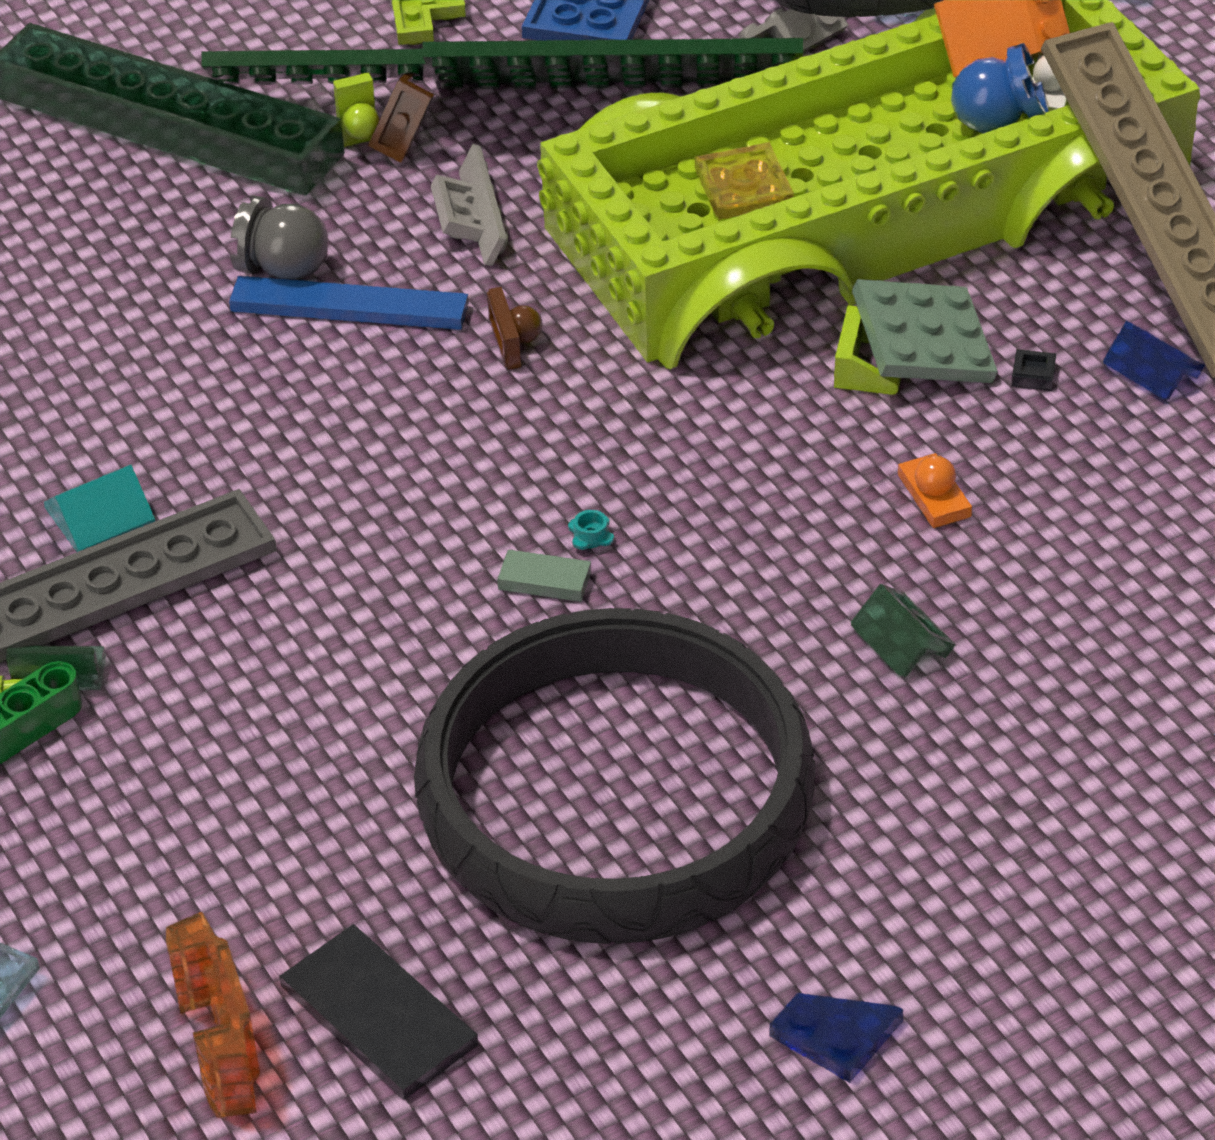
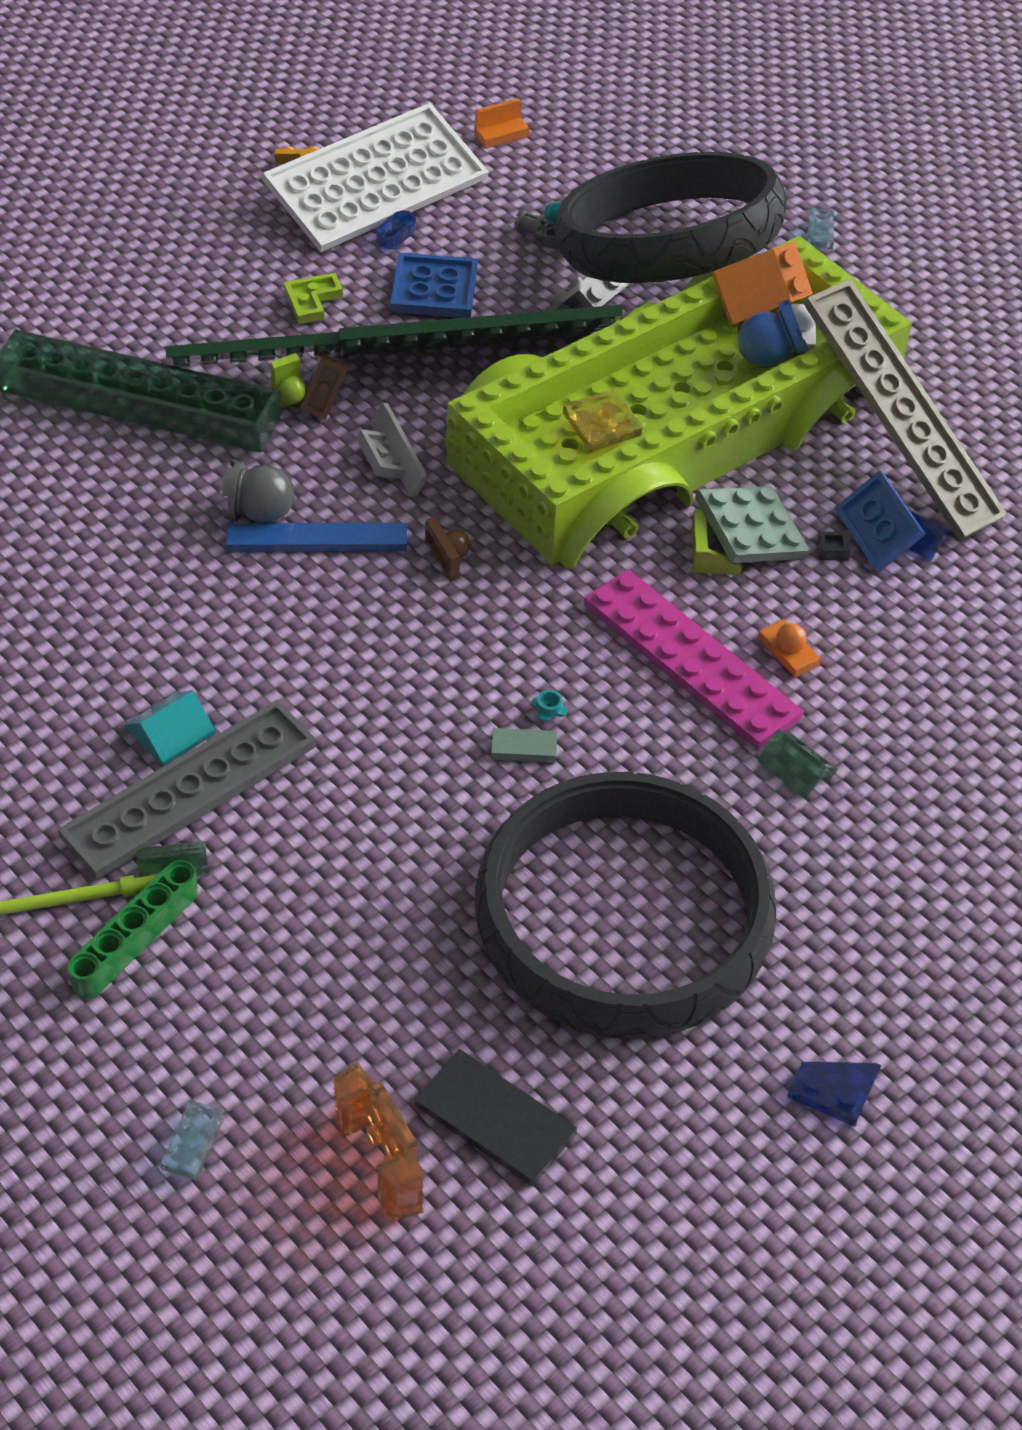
camera: 15 degrees left, 5 degrees up
(800, 491) = (693, 659): none -> dark pink plate
(1100, 341) = (879, 521): none -> blue plate

